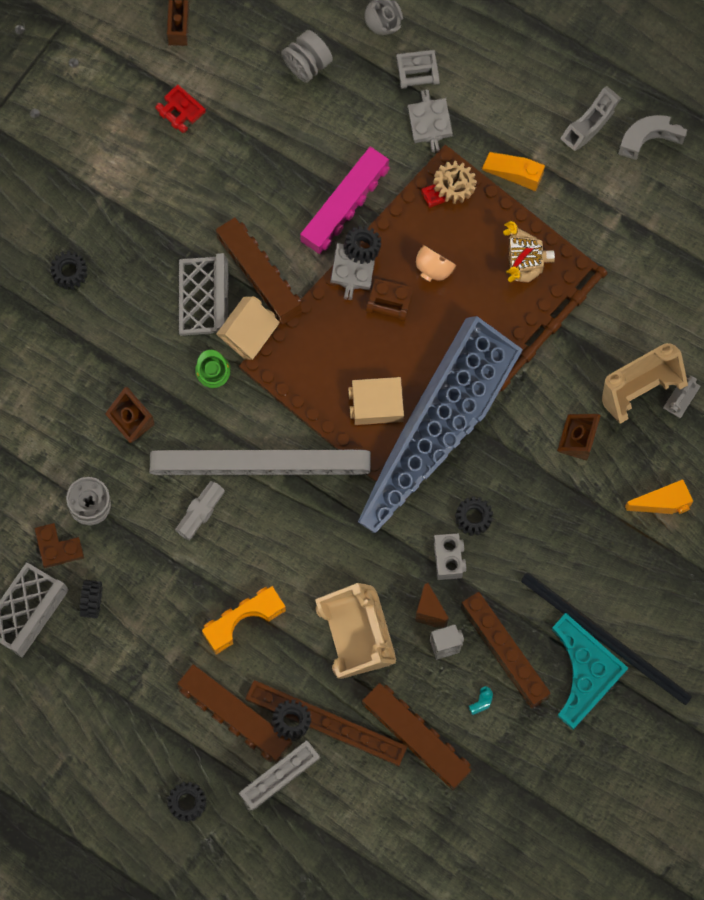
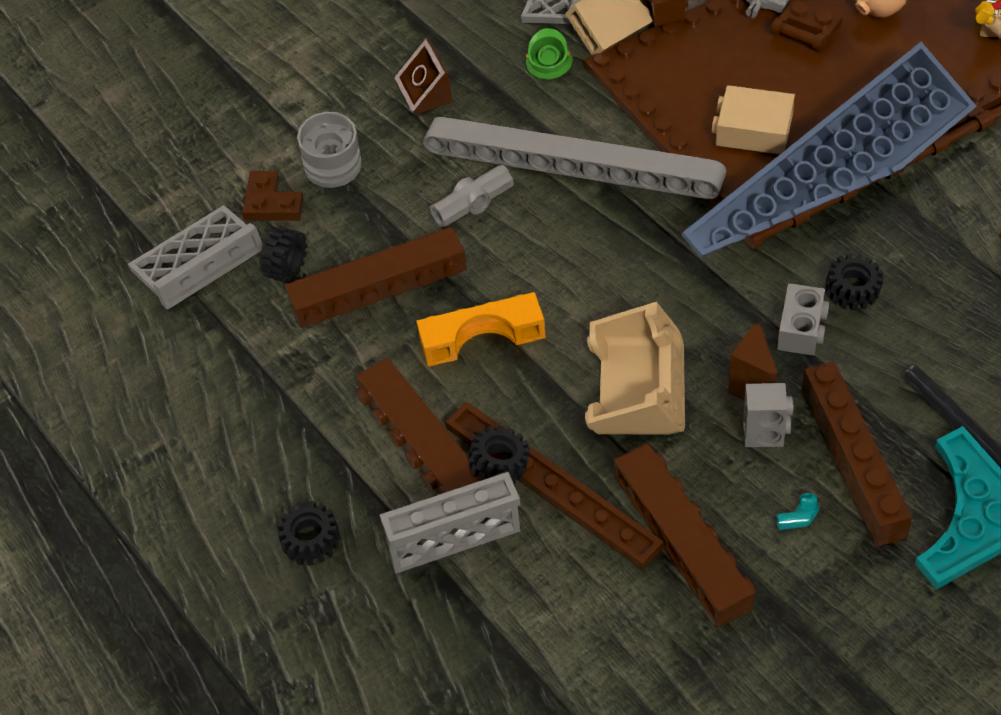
camera: 25 degrees right, 20 degrees down
(158, 597) = (376, 277): none -> reddish brown brick

